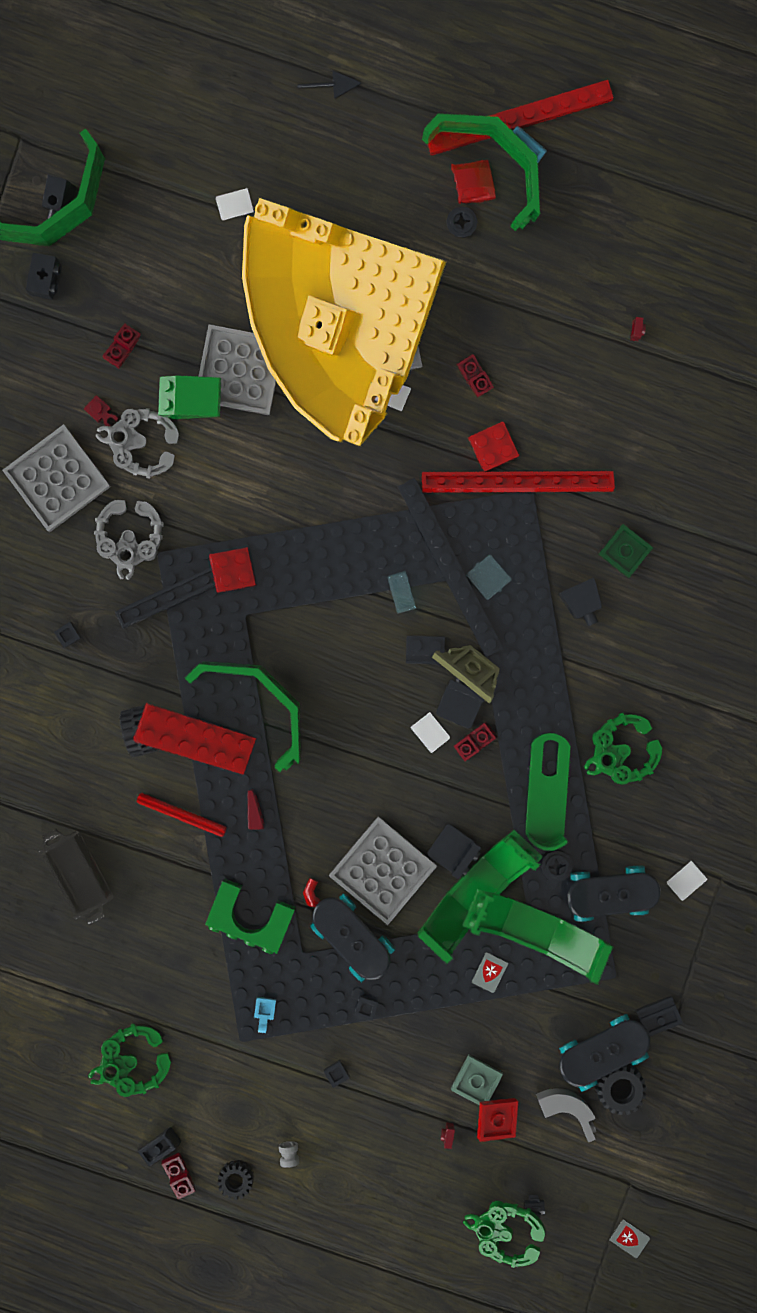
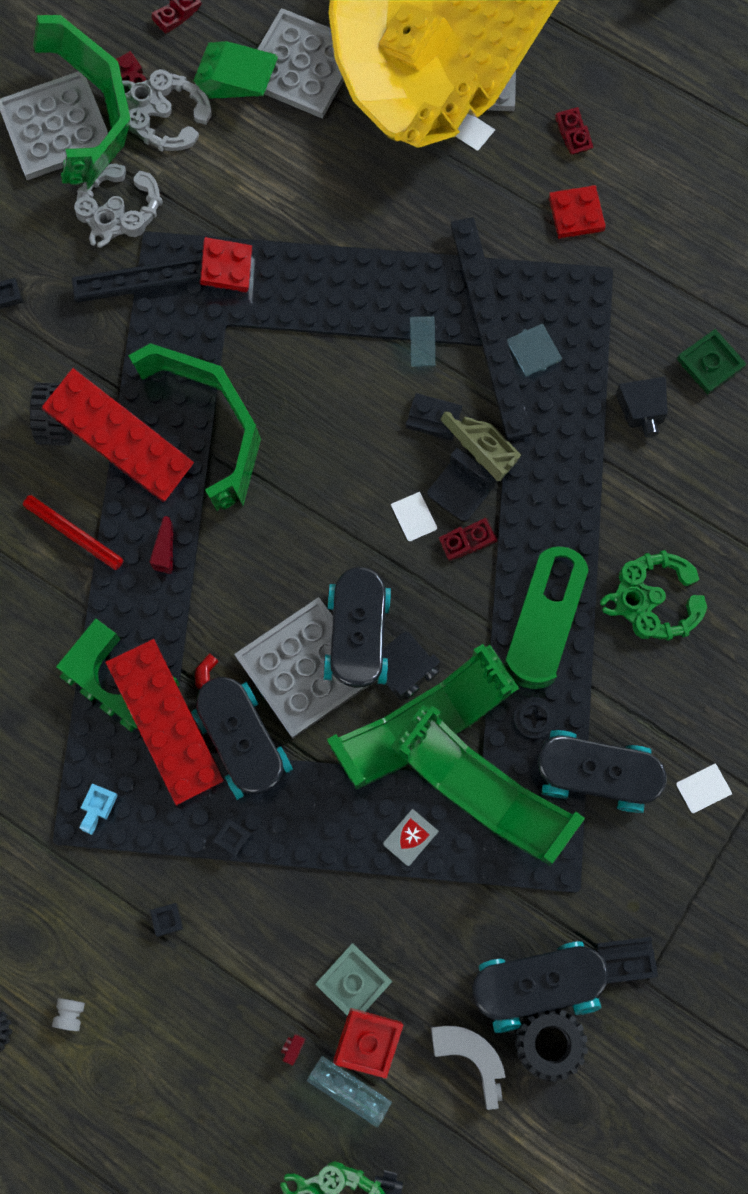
camera: 20 degrees right, 15 degrees down
(89, 431) = (59, 36): none -> green panel
(295, 943) = (164, 721): none -> red plate
(414, 838) = (358, 629): none -> black piece
(493, 1153) = (349, 1091): none -> clear light blue plate
(519, 481) = (597, 253): red plate -> none

